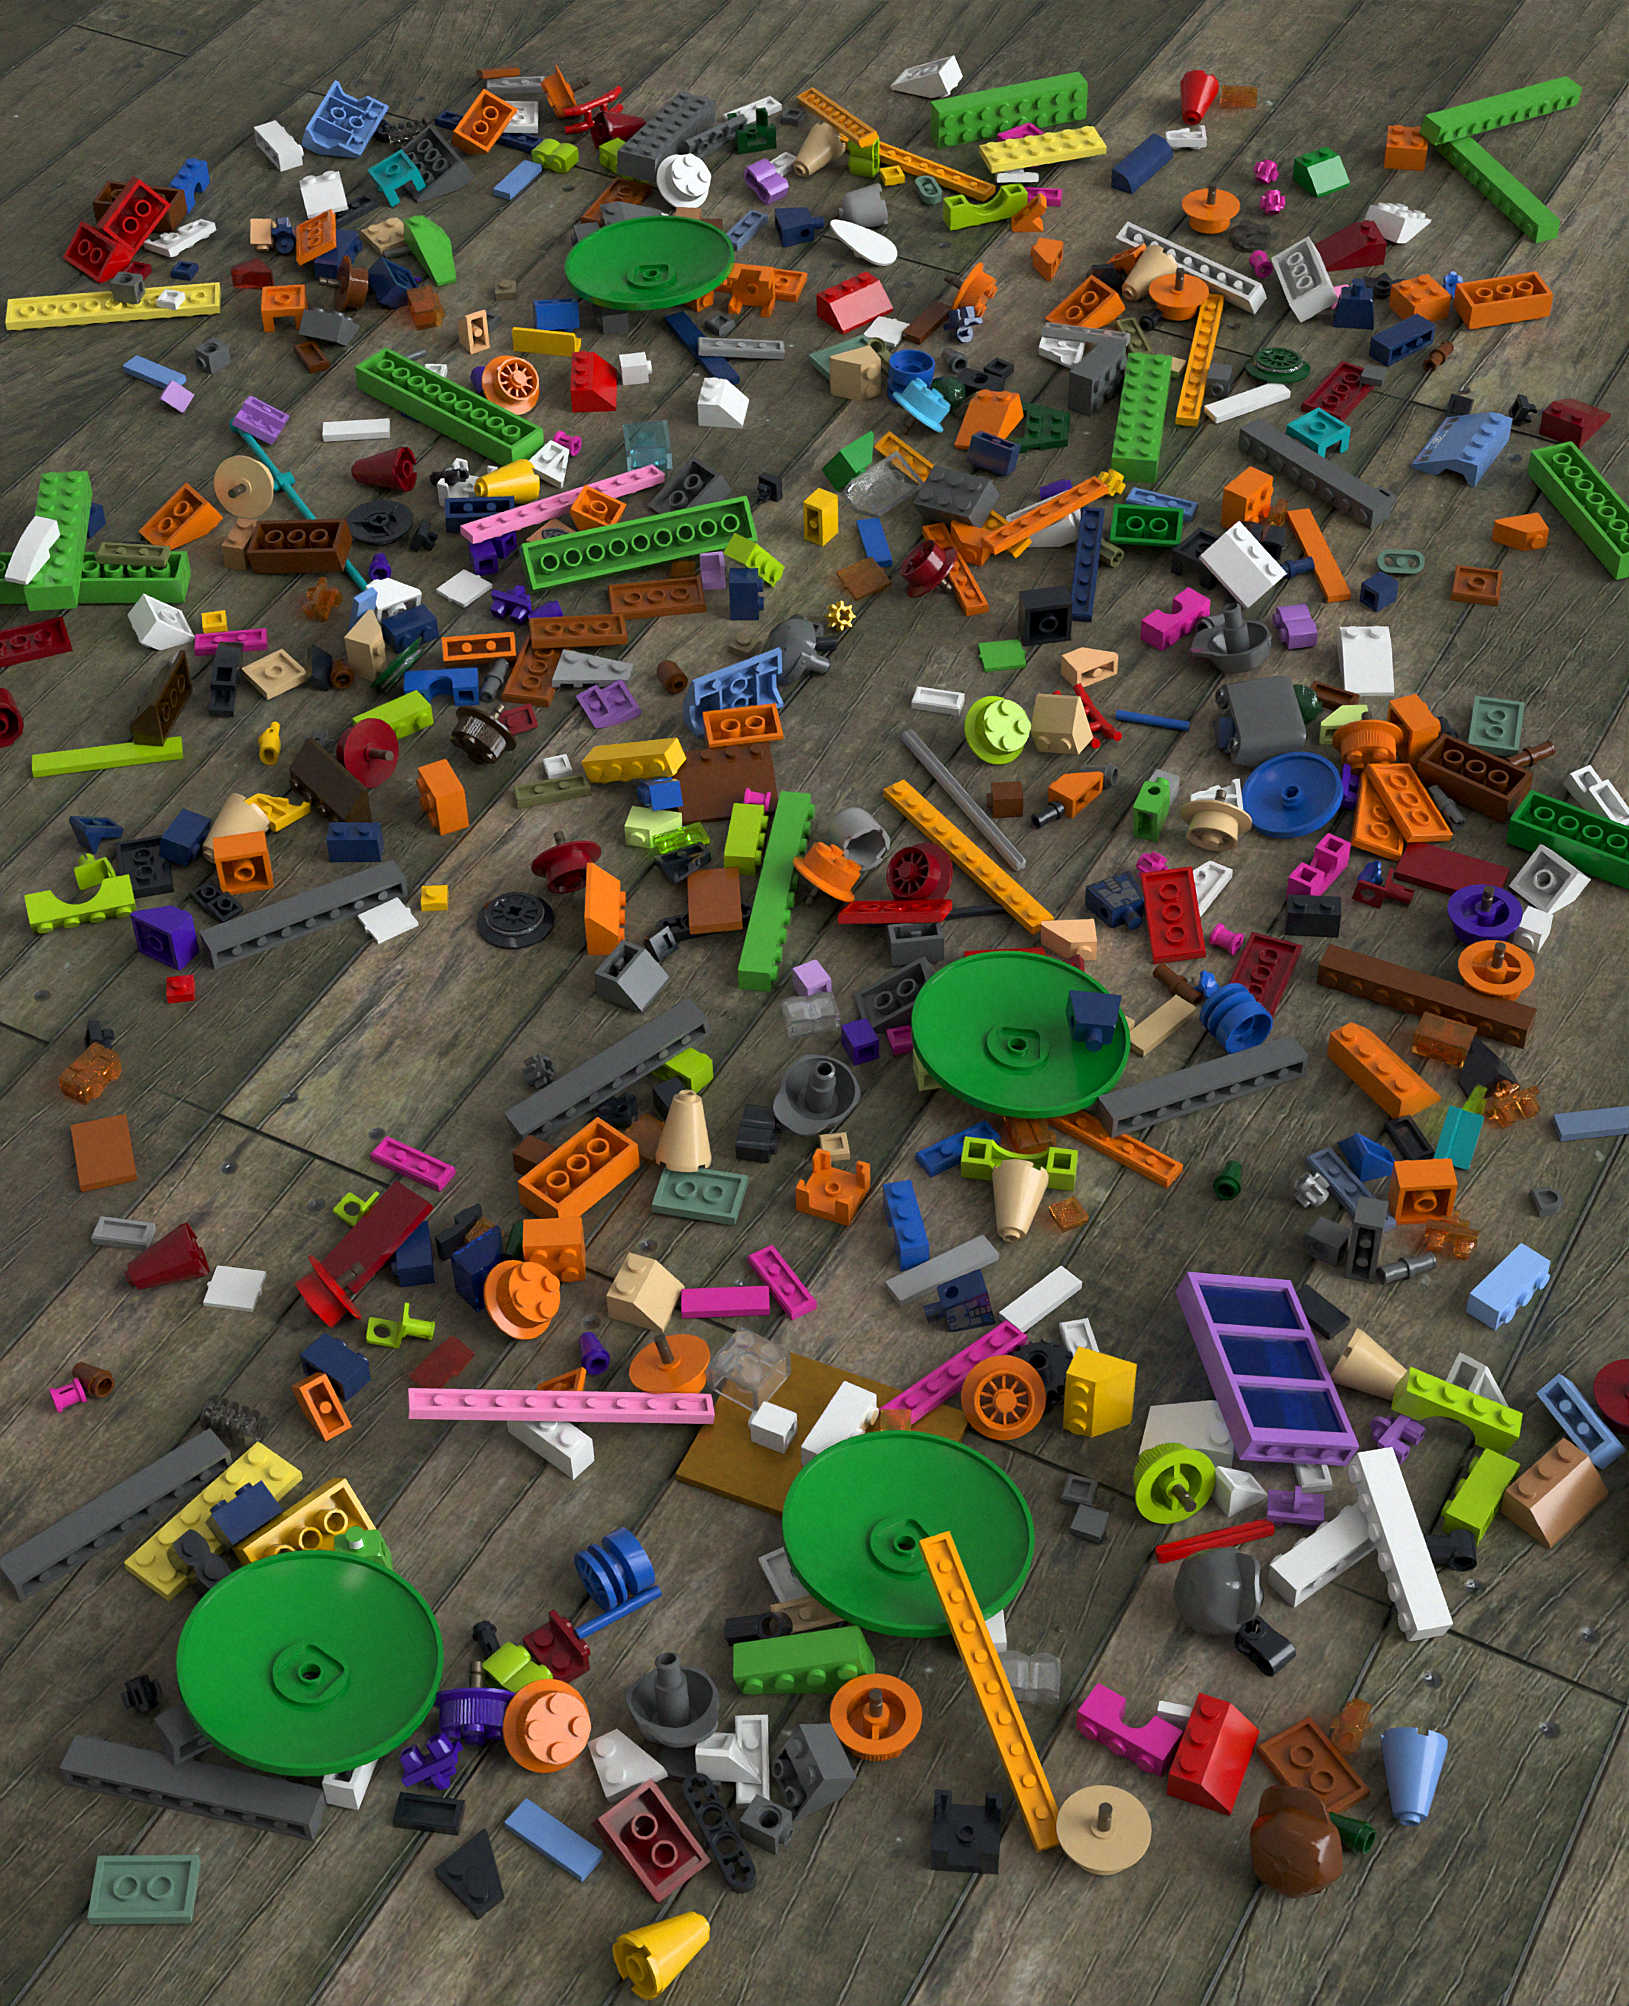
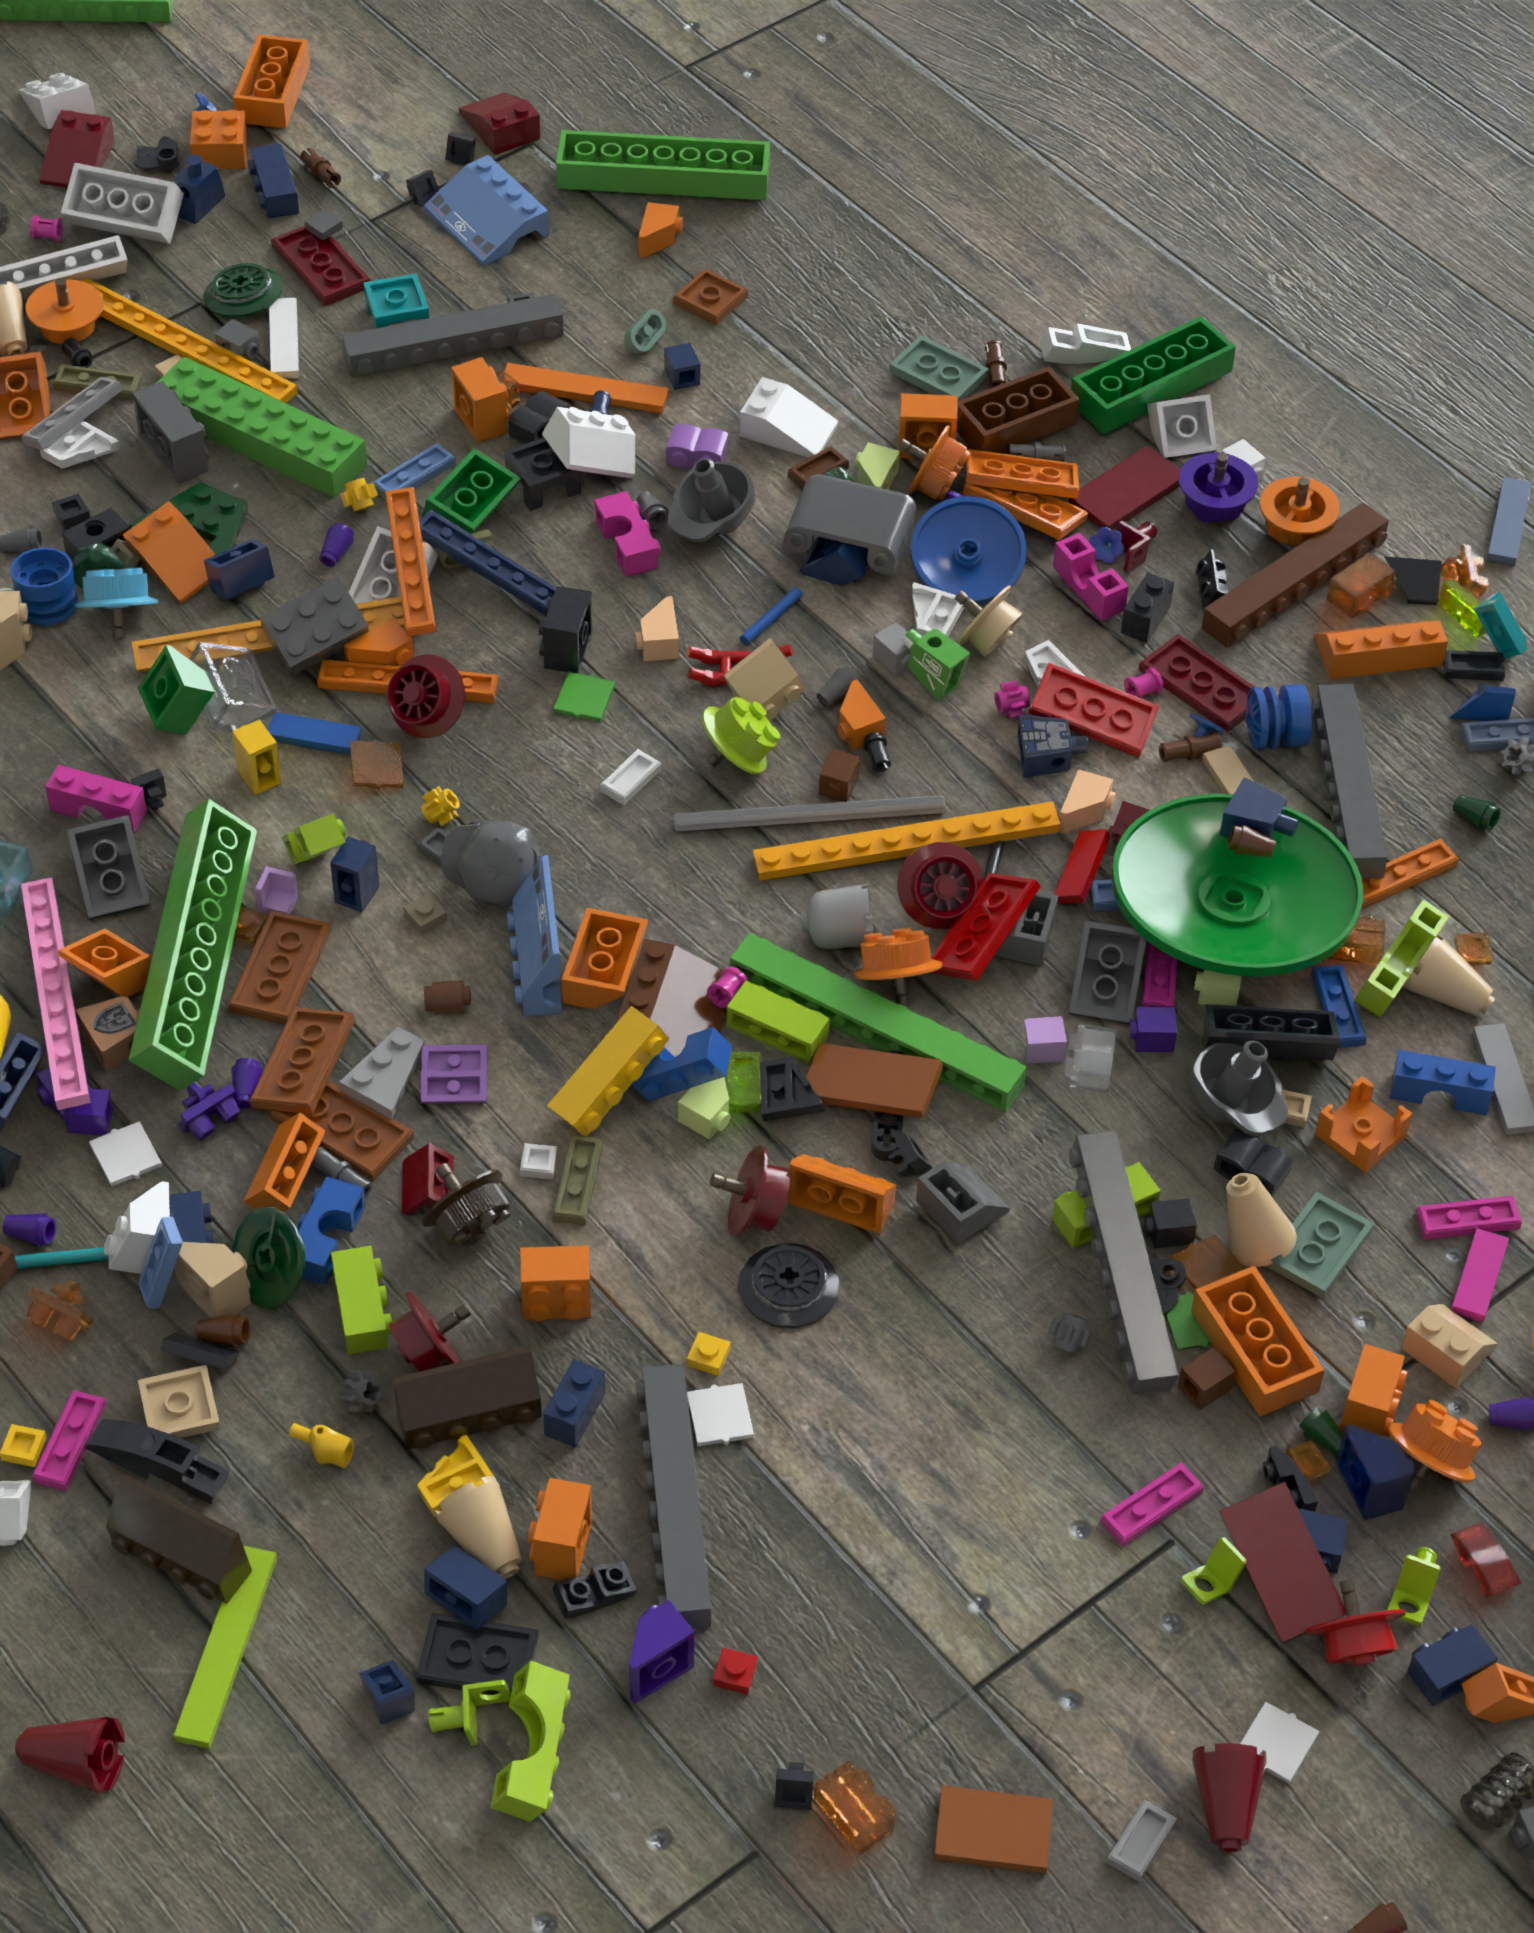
camera: 70 degrees left, 5 degrees up
(744, 467) = (73, 789): none -> dark pink arch
(887, 1100) = (1281, 1031): none -> black slope
(1059, 1021) = (1250, 842): none -> reddish brown cone
(1388, 944) = (1211, 579): none -> black hinge

